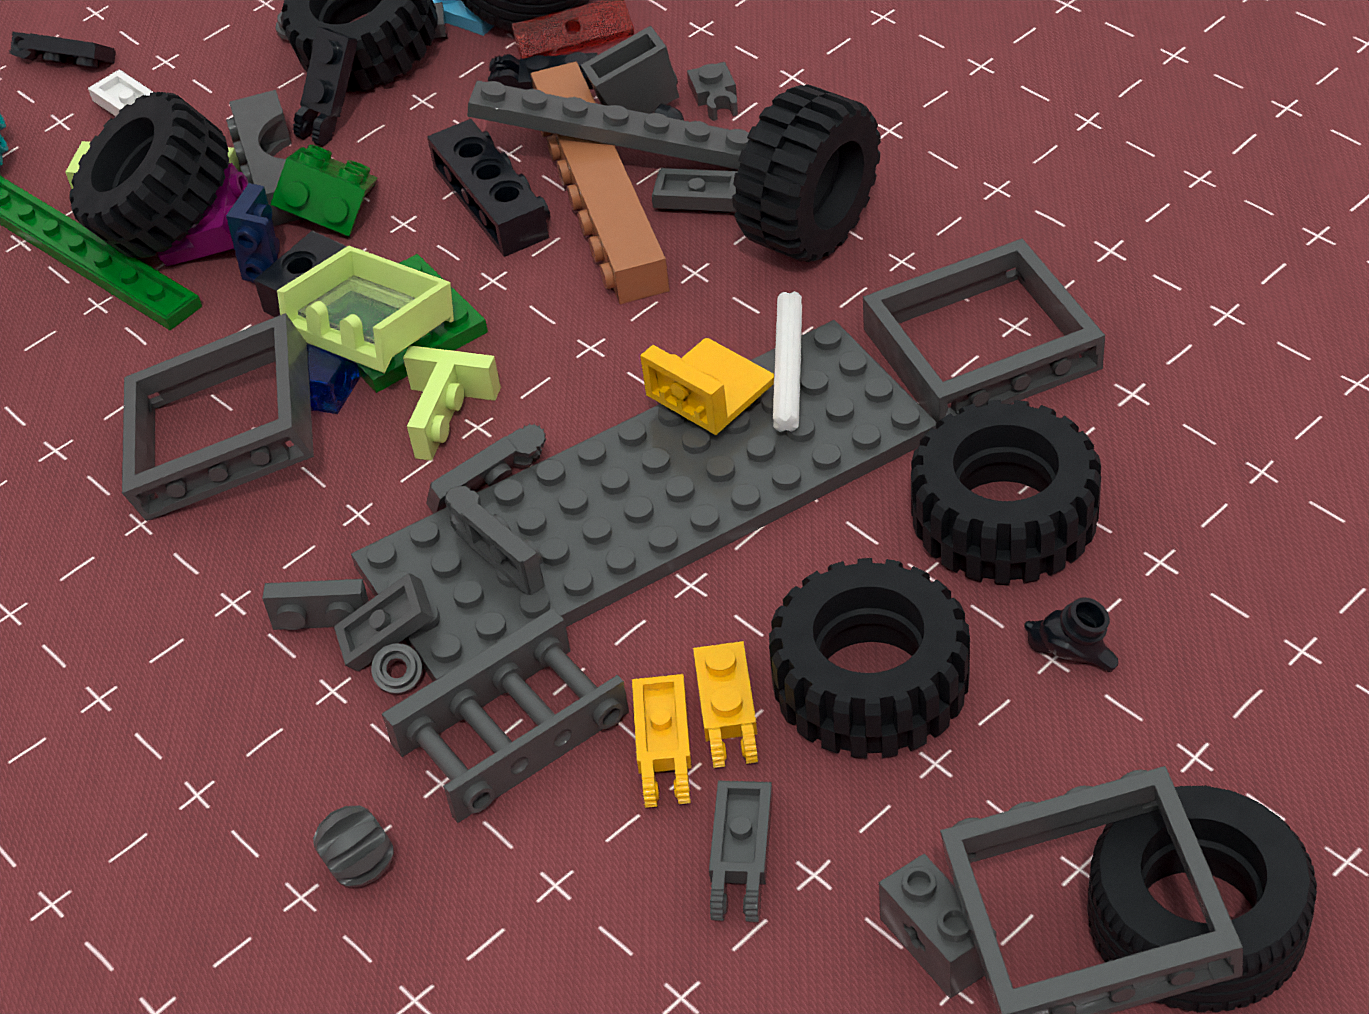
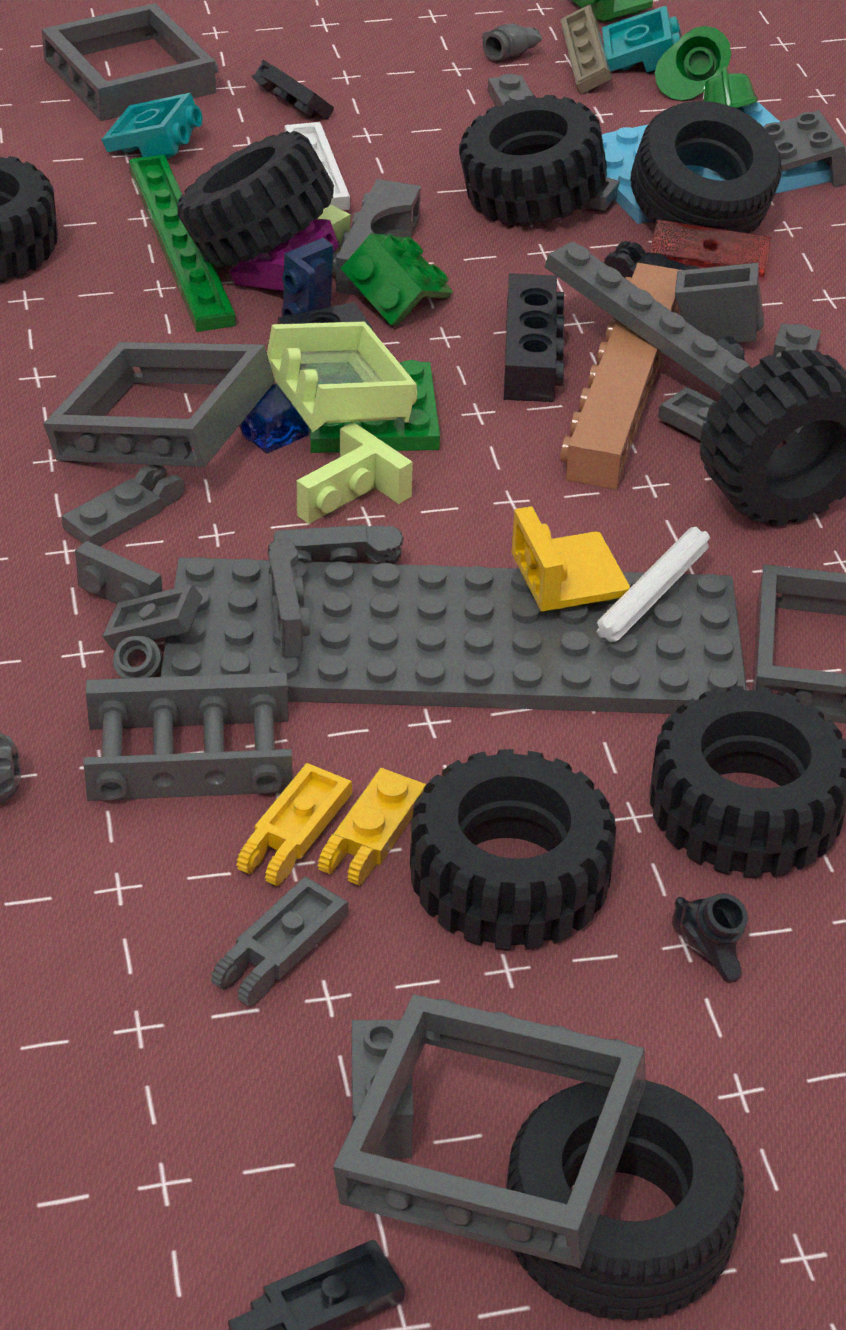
camera: 25 degrees right, 5 degrees down
(252, 534) = (124, 506): none -> dark grey hinge
(325, 85) = (460, 199): black hinge -> none

